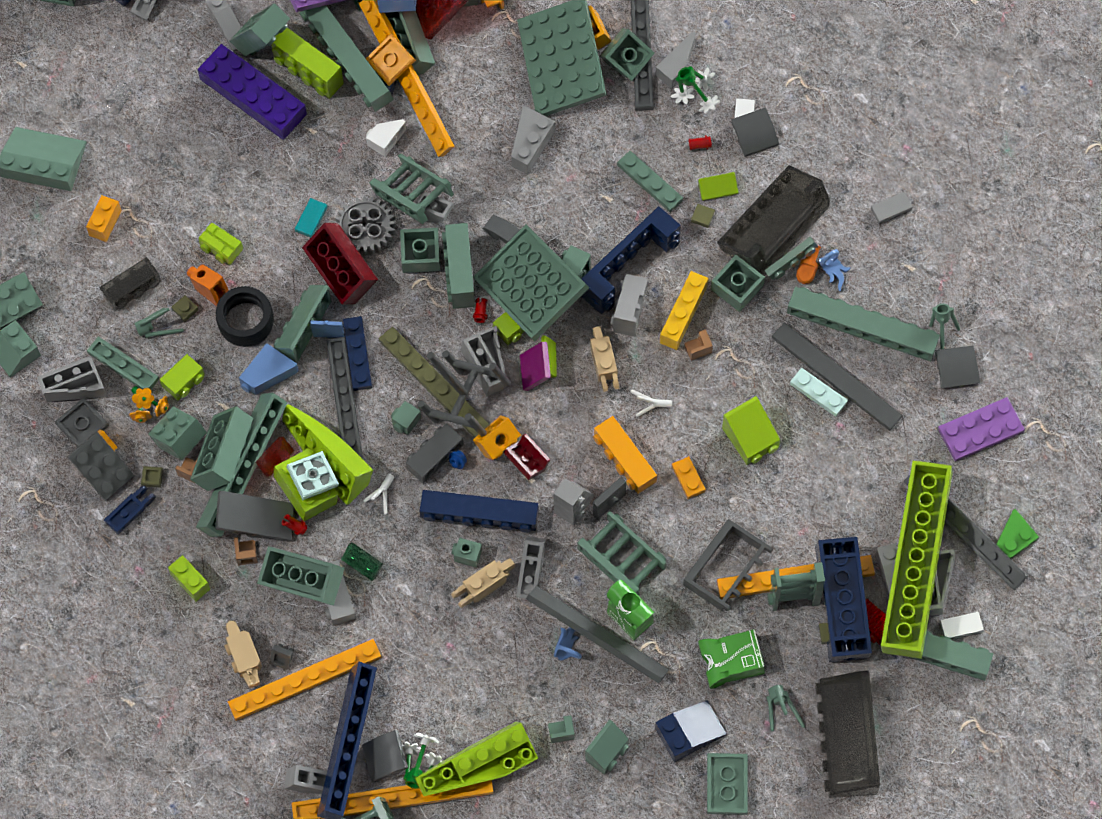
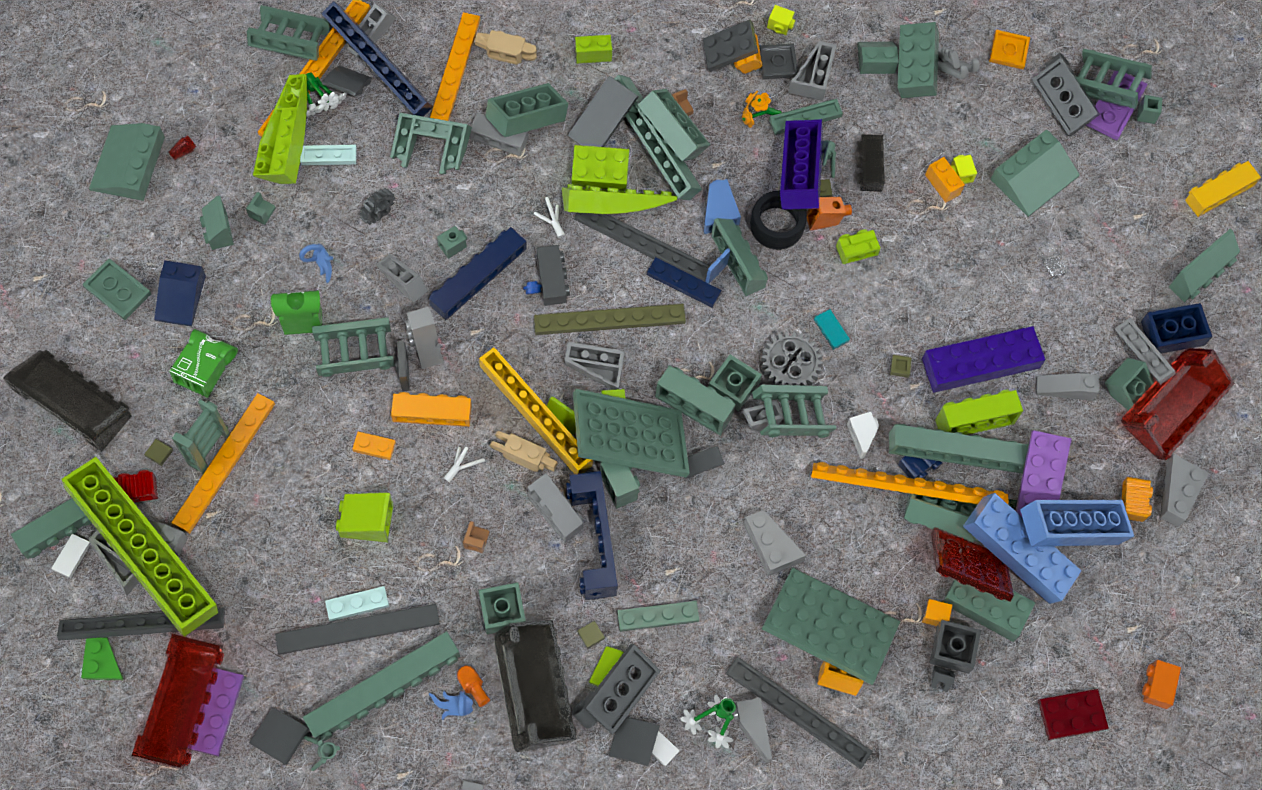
camera: 120 degrees right, 0 degrees up
(37, 448) = (781, 20): none -> neon yellow brick
(80, 212) = (964, 168): none -> neon yellow brick
(128, 510) = (681, 47): dark blue hinge -> none
(152, 476) = (697, 80): olive tile -> none
(177, 433) = (714, 109): sand green brick -> none
(182, 377) = (761, 147): lime brick -> none
(183, 321) = (801, 164): none -> dark purple brick
(245, 552) = (582, 97): medium nougat panel -> none
(260, 30) = (1032, 387): sand green brick -> none
(274, 455) = (641, 163): clear red tile -> none
(281, 657) = (479, 70): dark grey tile -> none
(297, 526) = (578, 139): red pin -> none
(304, 147) = (900, 366): none -> olive plate
(312, 475) = (597, 165): light aqua piece -> none
(339, 263) = (768, 313): dark red brick -> none
(361, 561) = (514, 166): clear green plate -> none
(369, 621) = (454, 133): none -> sand green wedge
(390, 59) = (930, 476): light orange tile -> none
(405, 418) = (598, 275): sand green brick -> none
(463, 391) = (586, 296): dark grey piece -> none
(466, 716) = (329, 155): none -> light aqua plate
(480, 310) = (646, 394): red pin -> none
(484, 582) = (417, 235): tan hinge -> none
(486, 629) = (377, 206): none -> dark grey gear
(508, 436) = (525, 324): light orange brick -> none
(527, 457) = (490, 336): dark red bracket -> none
(535, 366) = (557, 393): magenta tile -> none
(564, 375) = (534, 410): none -> yellow brick
(597, 634) = (308, 281): dark grey tile -> none
(627, 54) = (793, 684): sand green slope -> none
(683, 310) = (515, 548): yellow brick -> none
(700, 143) = (660, 684): red pin -> none
(728, 528) = (269, 382): dark grey hinge -> none
(732, 161) = (594, 705): none -> dark grey hinge
(779, 697) = (145, 373): sand green plant -> none
(791, 259) = (485, 669): sand green plate -> none
(844, 599) = (166, 470): dark blue plate -> none
(999, 444) = (179, 703): none -> clear red windscreen

